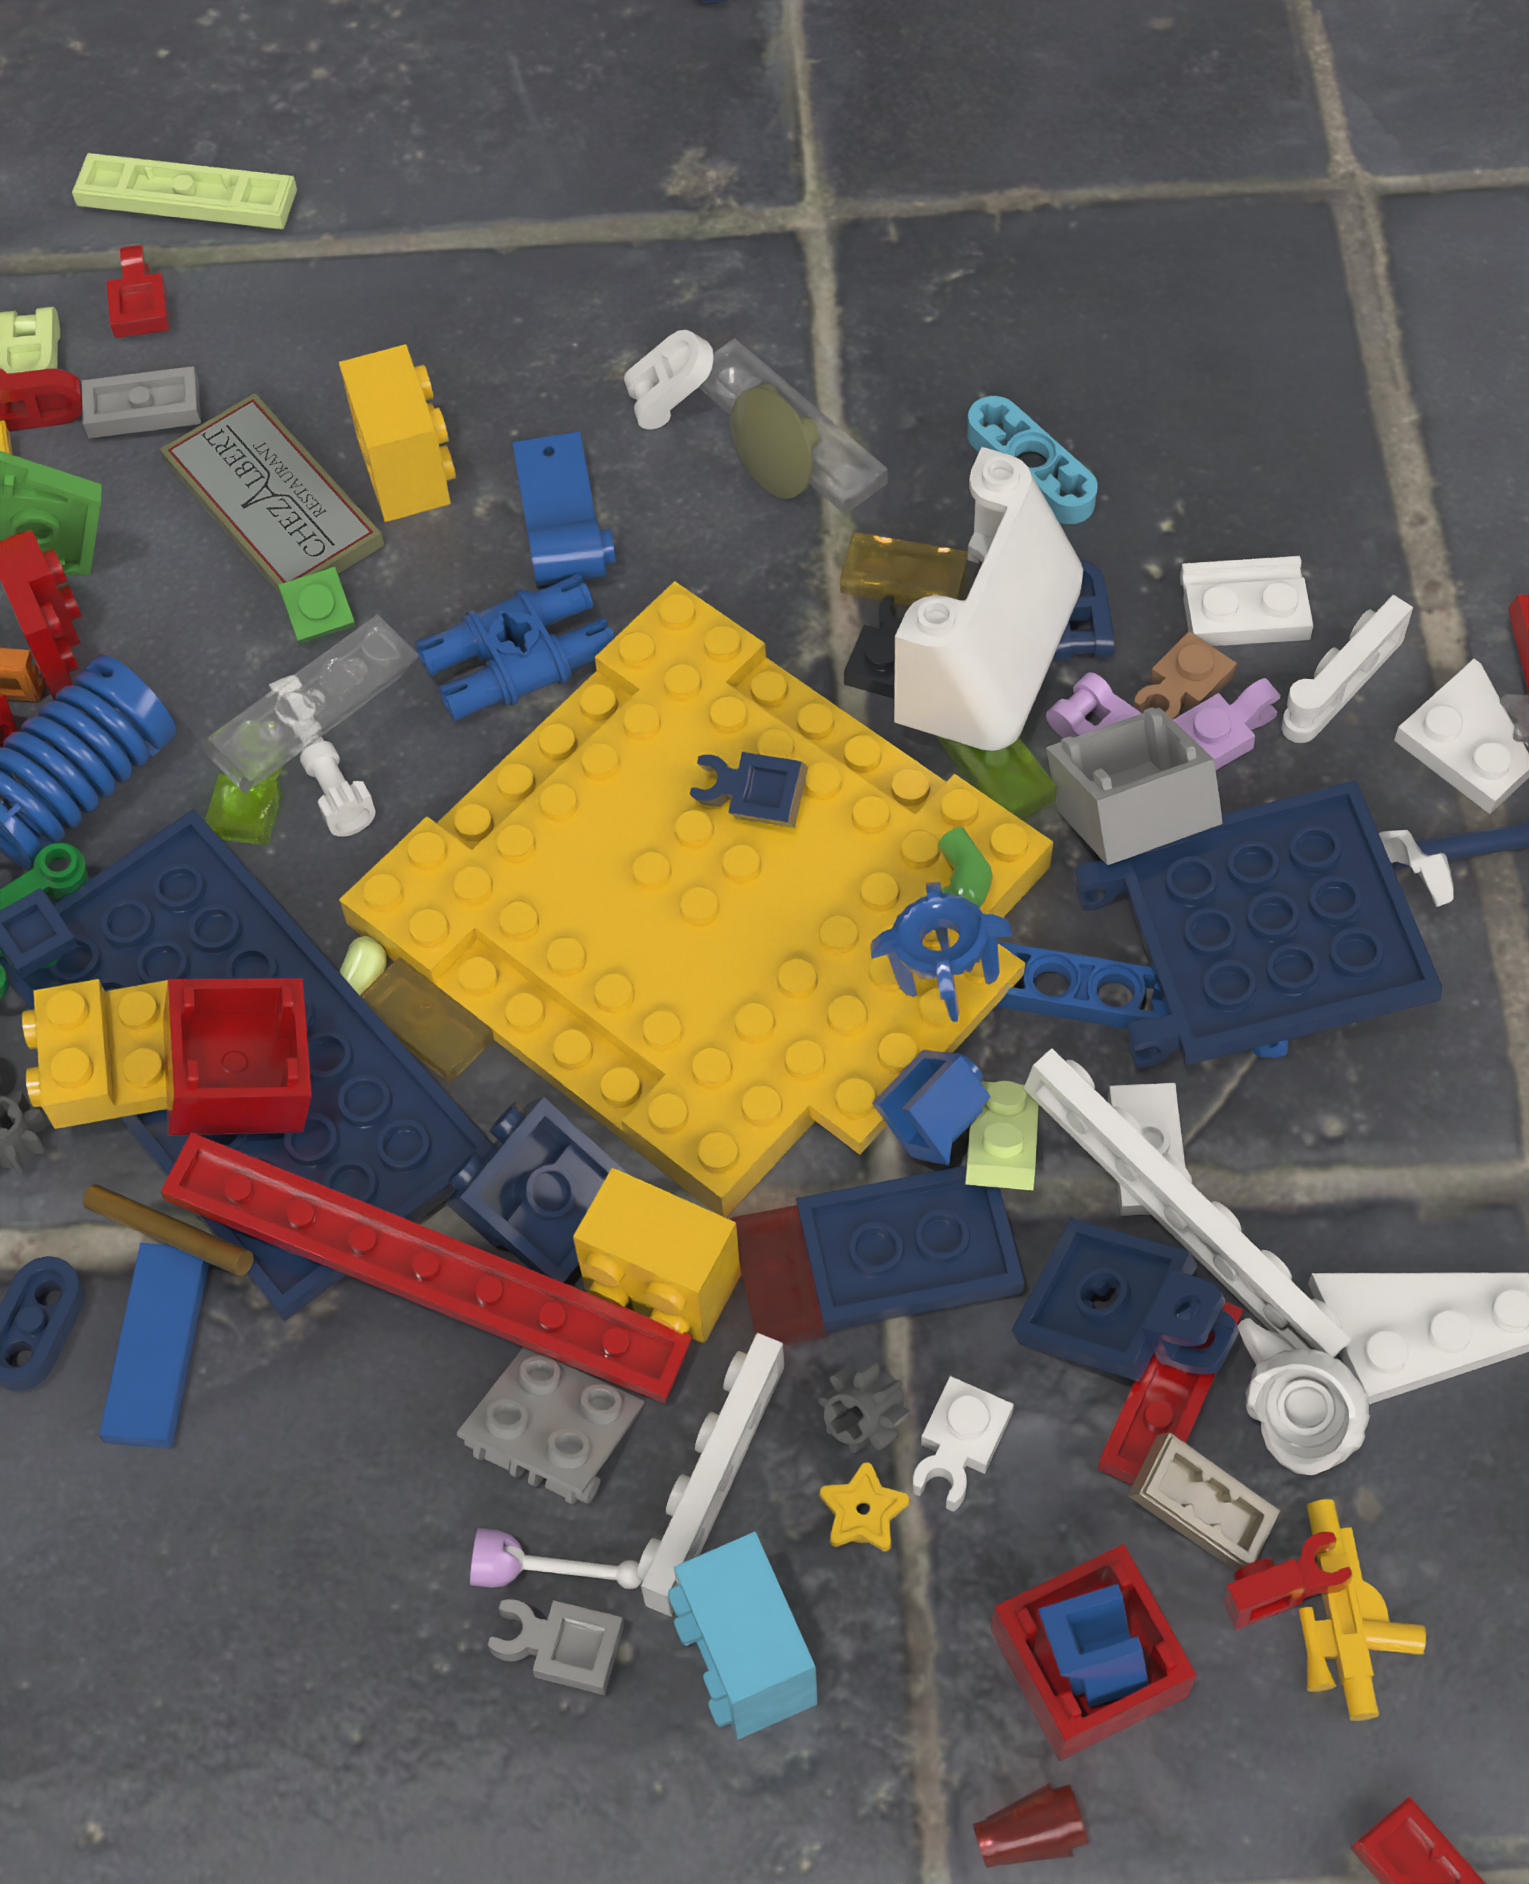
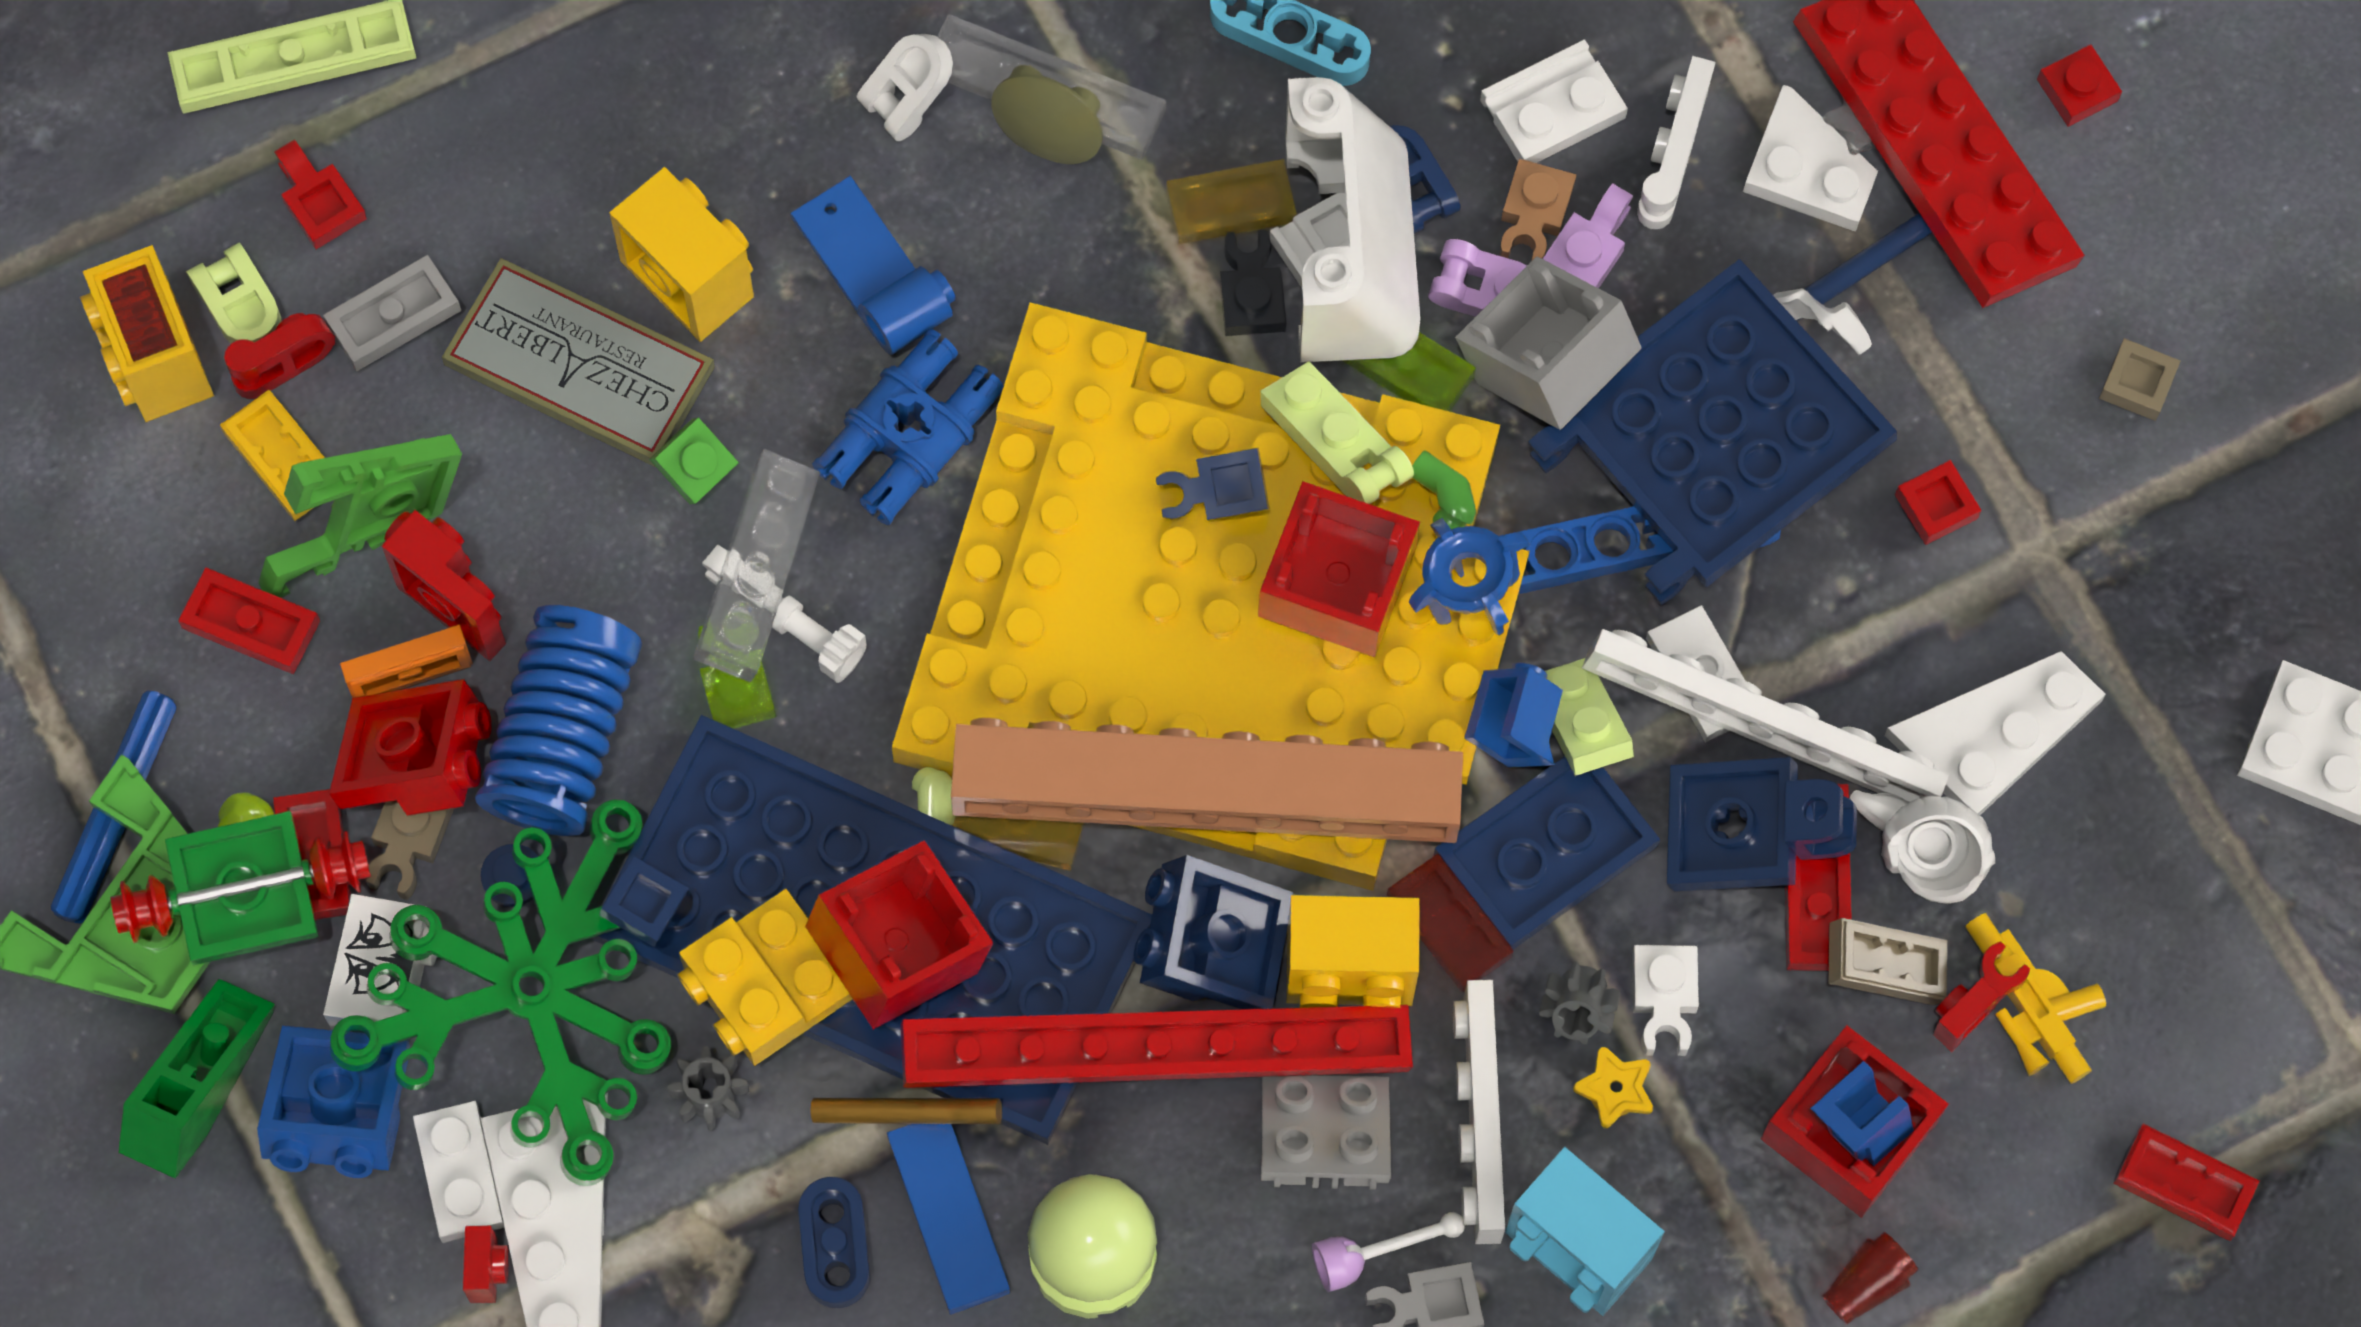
camera: 30 degrees left, 10 degrees up
(260, 1430) = (1092, 1245): none -> yellowish green tile
(602, 1039) = (1207, 781): none -> nougat brick
(821, 895) = (1338, 568): none -> red container
(887, 786) = (1334, 434): none -> yellowish green plate
(1461, 1081) = (1938, 502): none -> red plate

